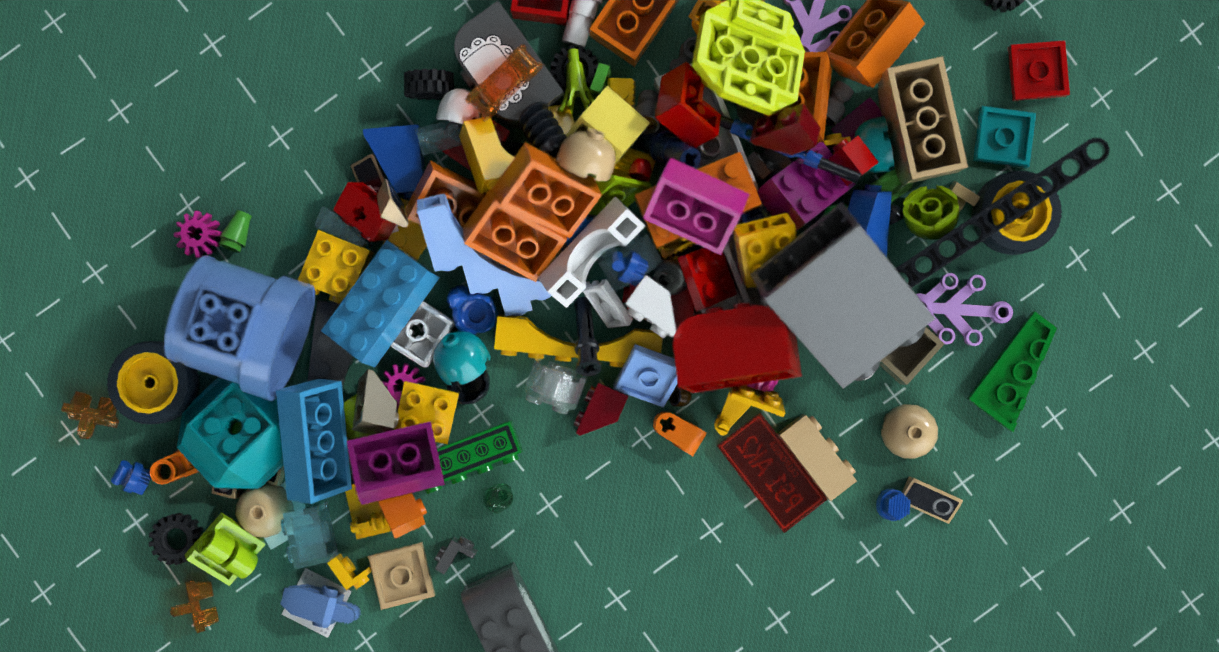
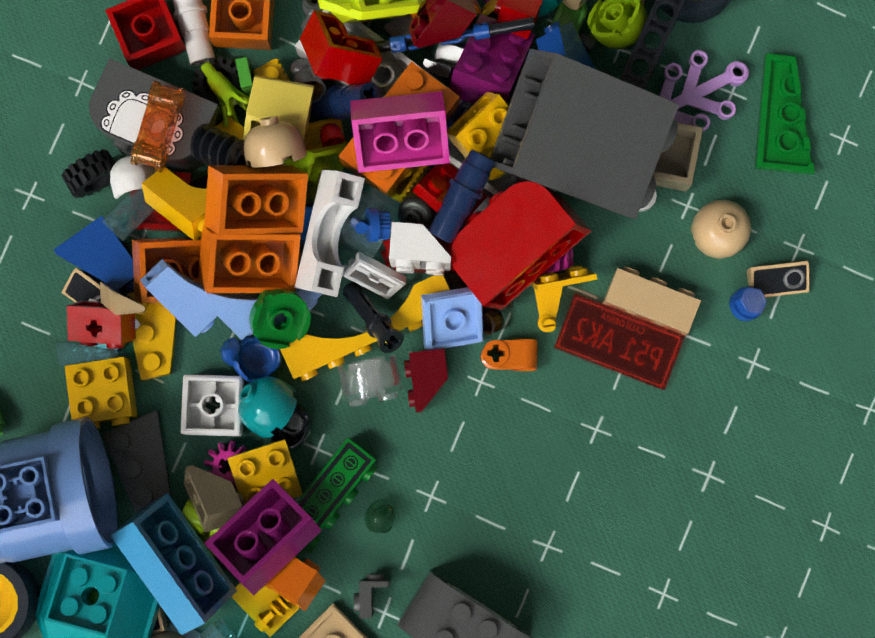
camera: 25 degrees left, 5 degrees down
(380, 304) = (162, 399): dark azure brick -> none
(506, 282) = (271, 304): none -> green plate
(714, 287) = (462, 195): none -> dark blue piece

